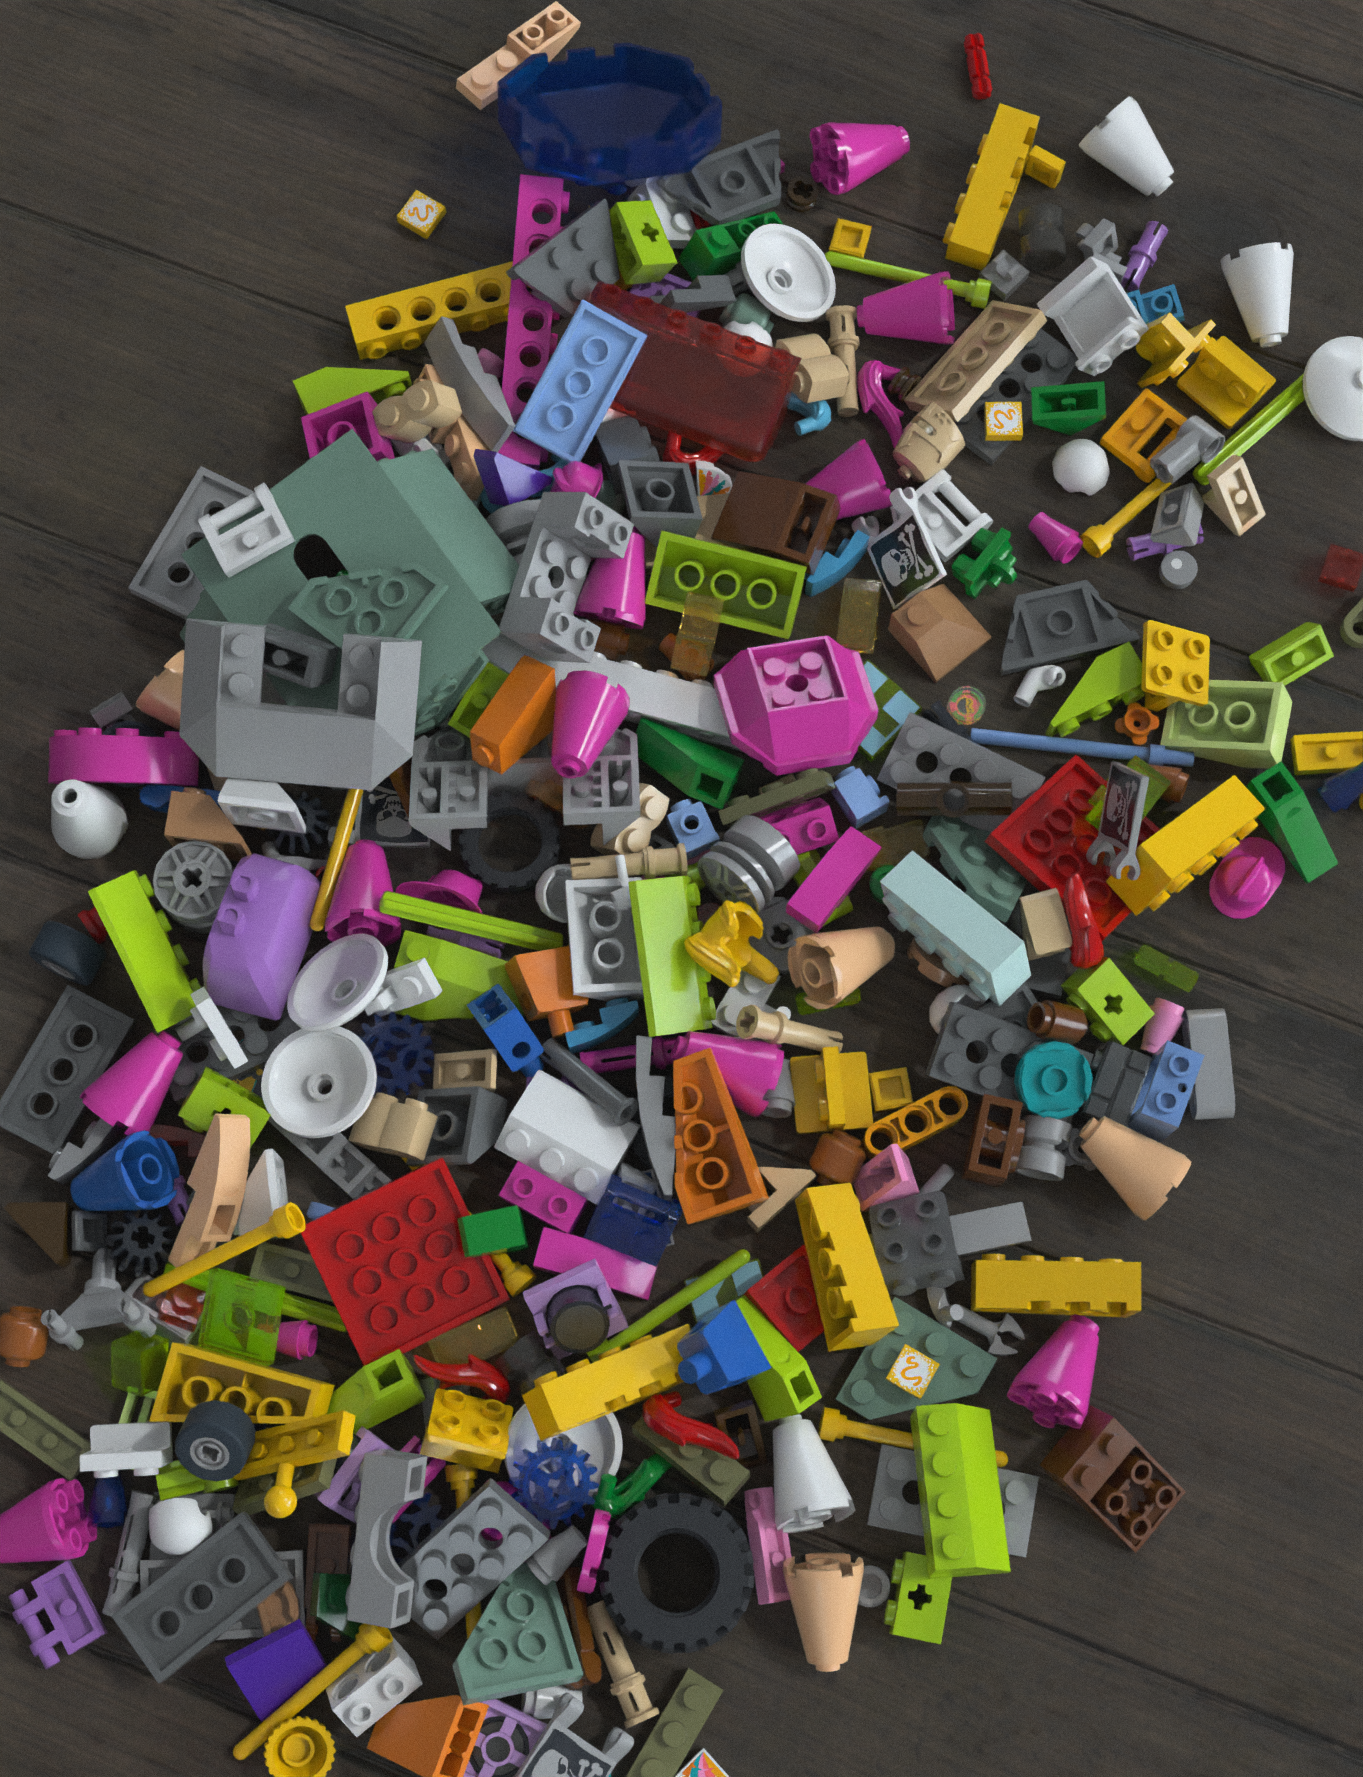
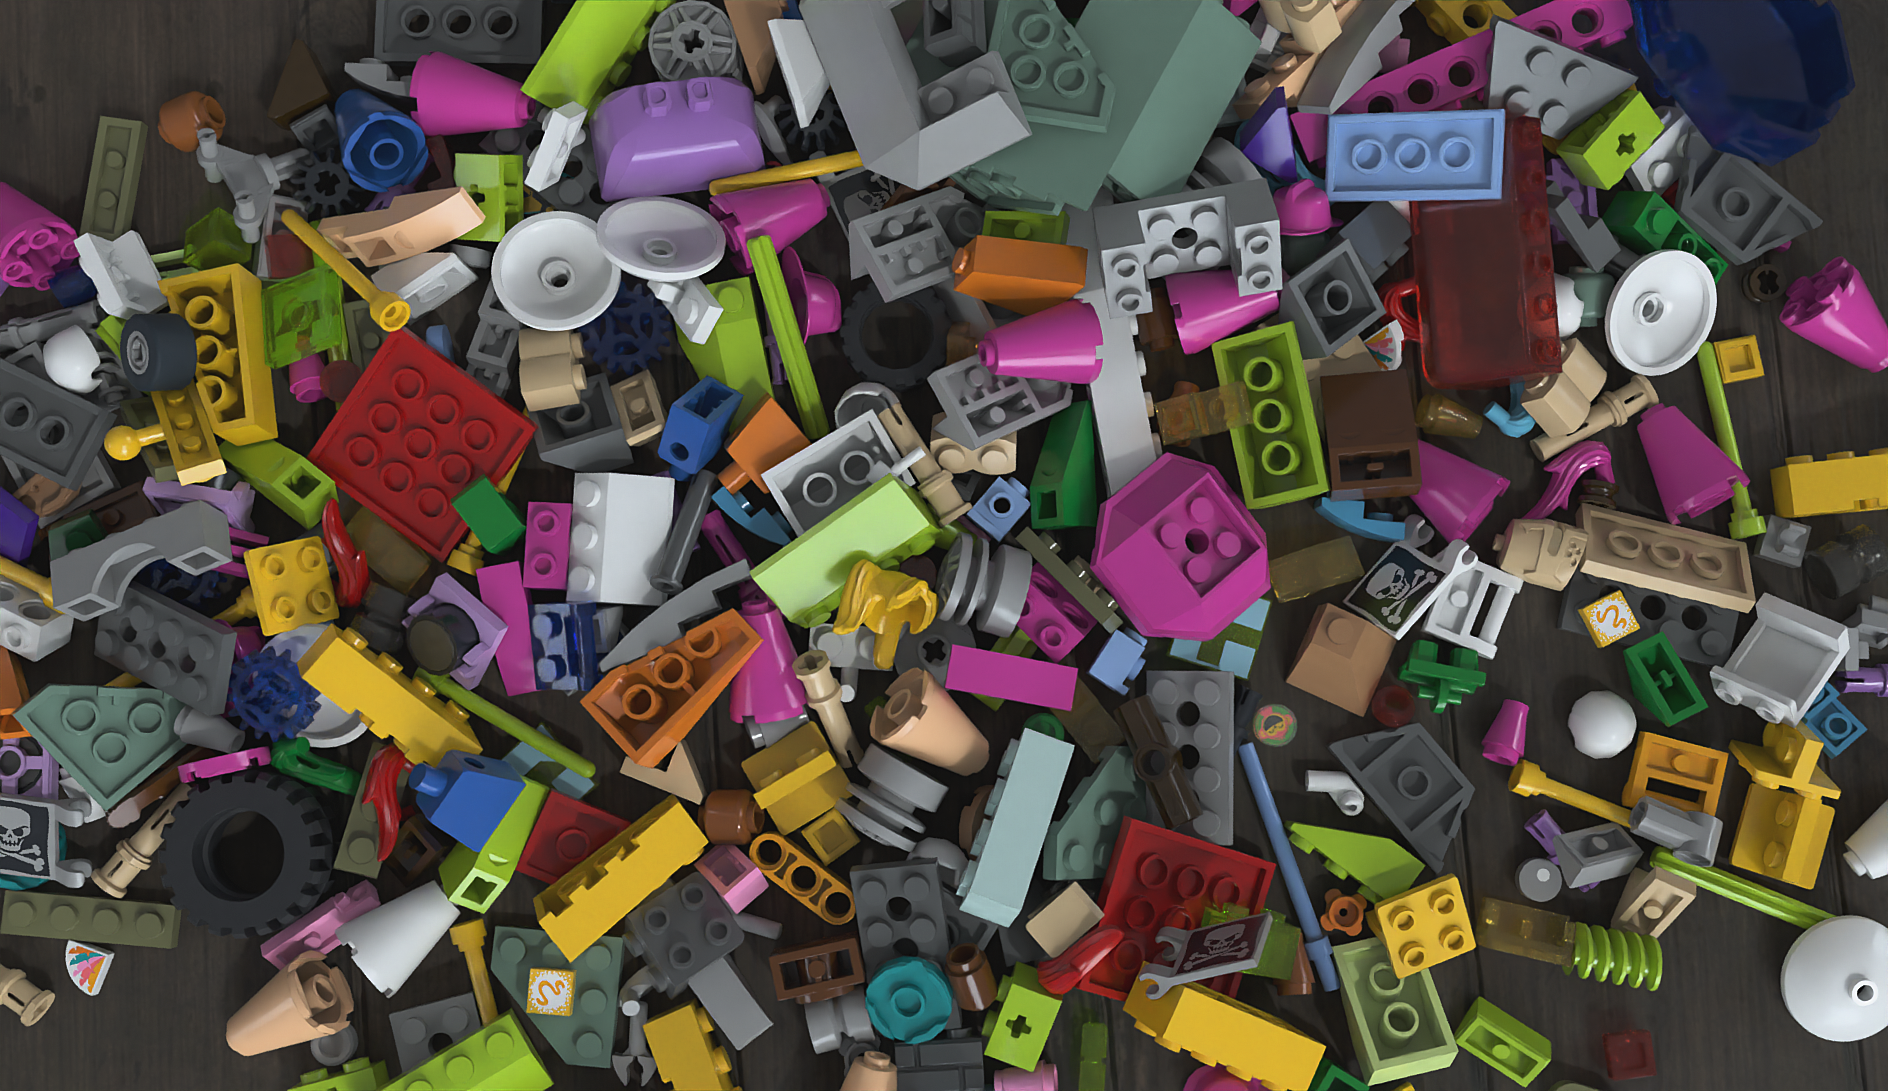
camera: 65 degrees right, 10 degrees up
(268, 1143) = (472, 256): none -> light grey tile
(315, 1308) = (339, 379): none -> clear red plate
(791, 461) = (1445, 417): none -> clear yellow cone
(884, 1019) = (891, 798): none -> light grey wheel
(994, 609) = (1393, 706): none -> clear red plate
(1214, 596) = (1525, 931): none -> clear yellow hinge
(1261, 542) = (1616, 953): none -> lime piece

